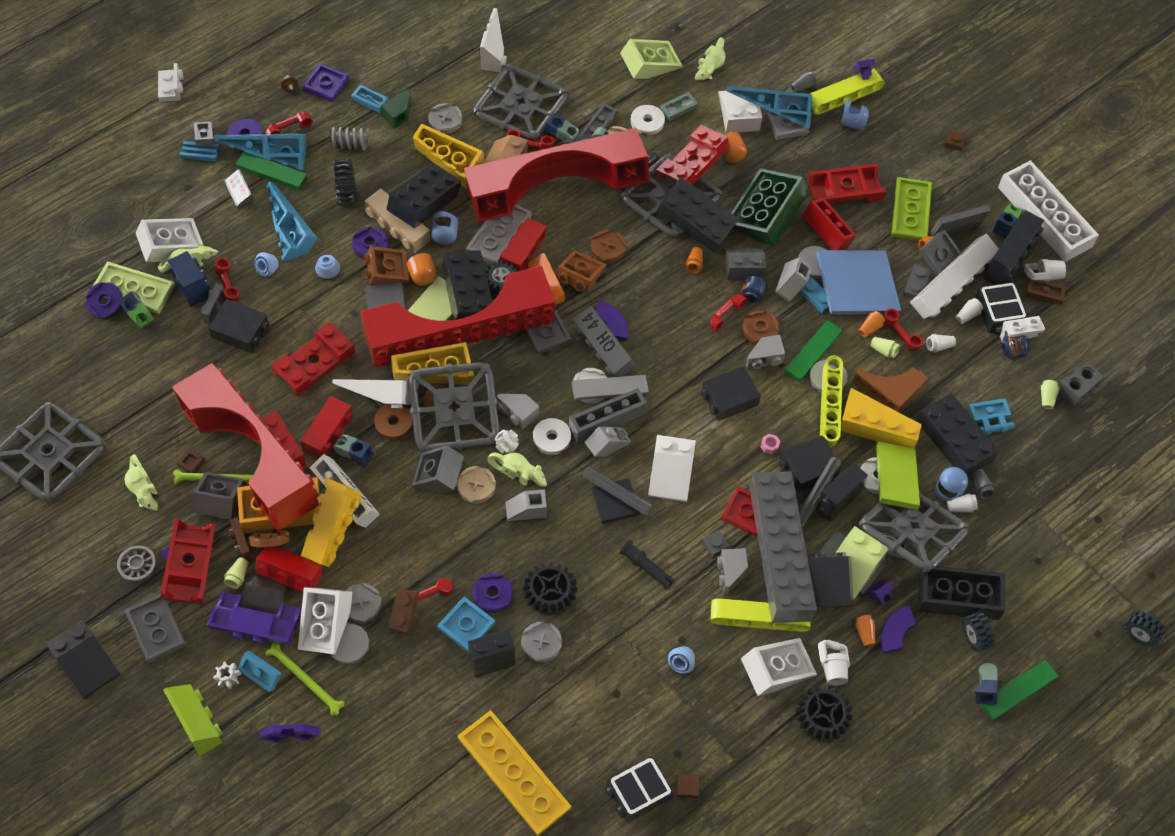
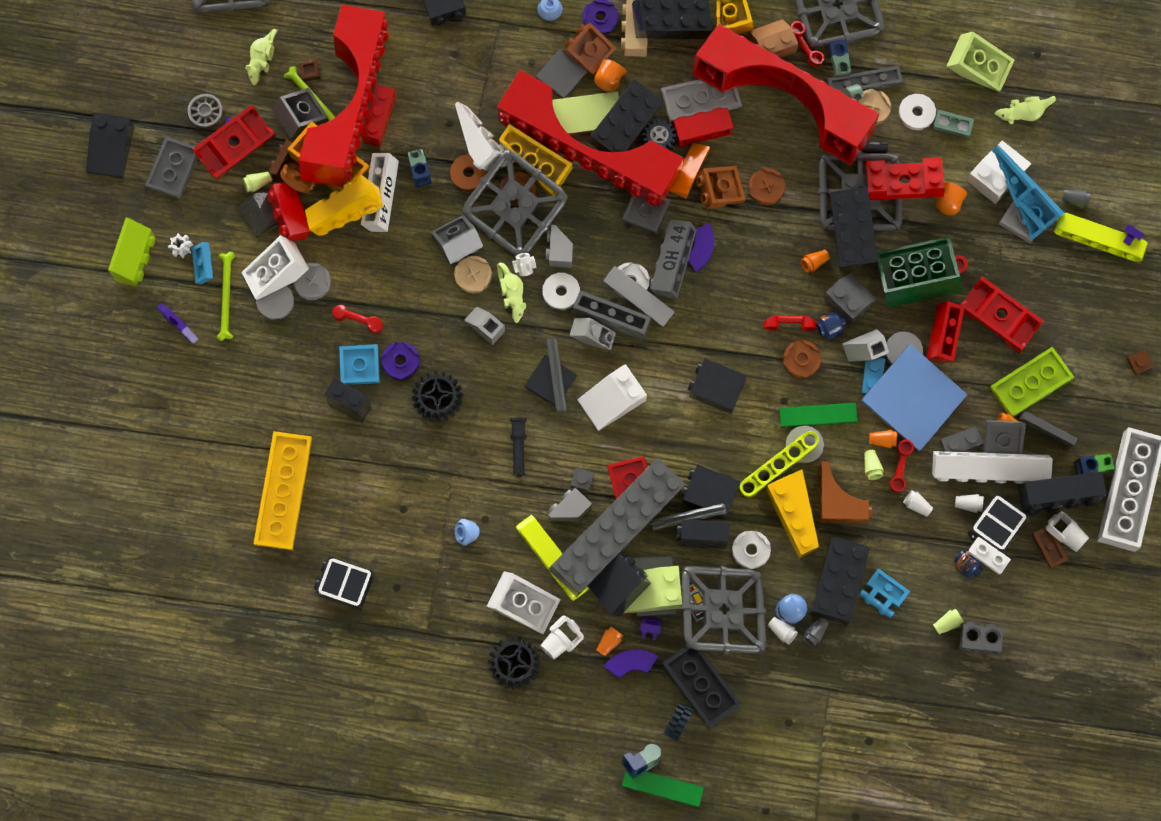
camera: 50 degrees right, 15 degrees up
(253, 624) = (218, 208): dark purple bracket -> none
(327, 427) = (419, 133): red brick -> none
(328, 346) = (445, 72): red piece -> none
(403, 610) = (330, 314): reddish brown plate -> none
(442, 234) = (657, 60): medium blue helmet -> none
(541, 642) = (394, 426): light grey tile -> none
(687, 785) = (378, 613): reddish brown tile -> none
(766, 352) = (779, 381): light grey slope -> none
(770, 444) = (702, 450): bright pink tile -> none
(853, 117) = (1079, 267): medium blue helmet -> none
(897, 475) = (758, 563): lime tile -> none

